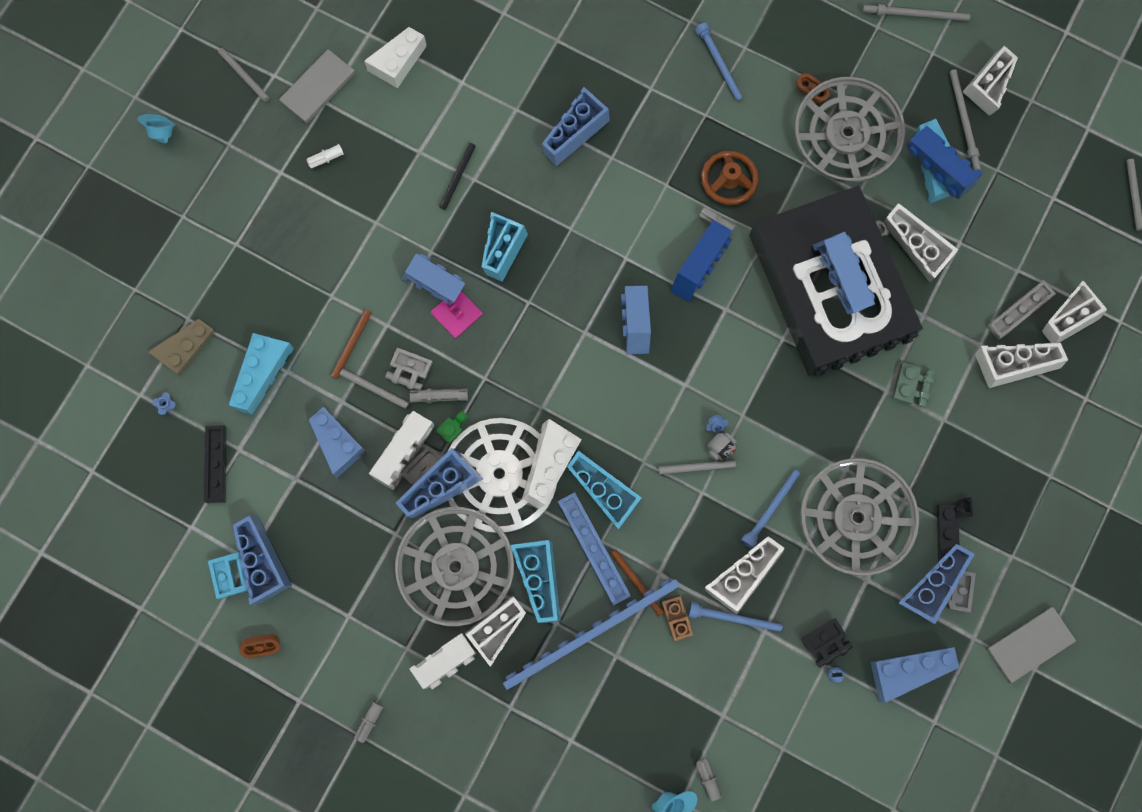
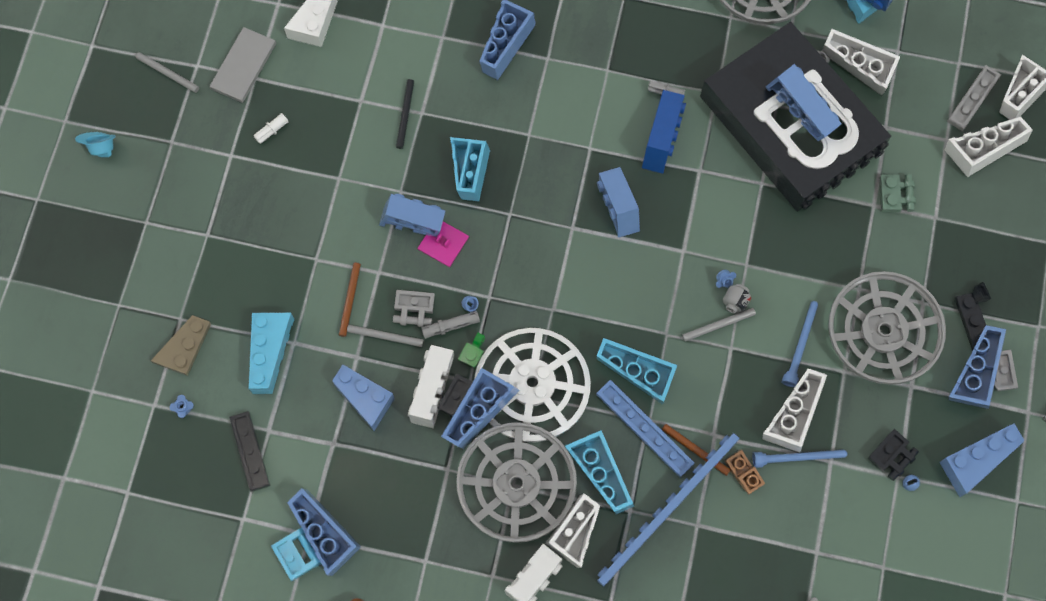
camera: 15 degrees left, 5 degrees down
(467, 383) = (473, 300): none -> medium blue hinge
(551, 458) = (579, 352): white wedge -> none
(730, 177) = (666, 47): dark orange piece -> none

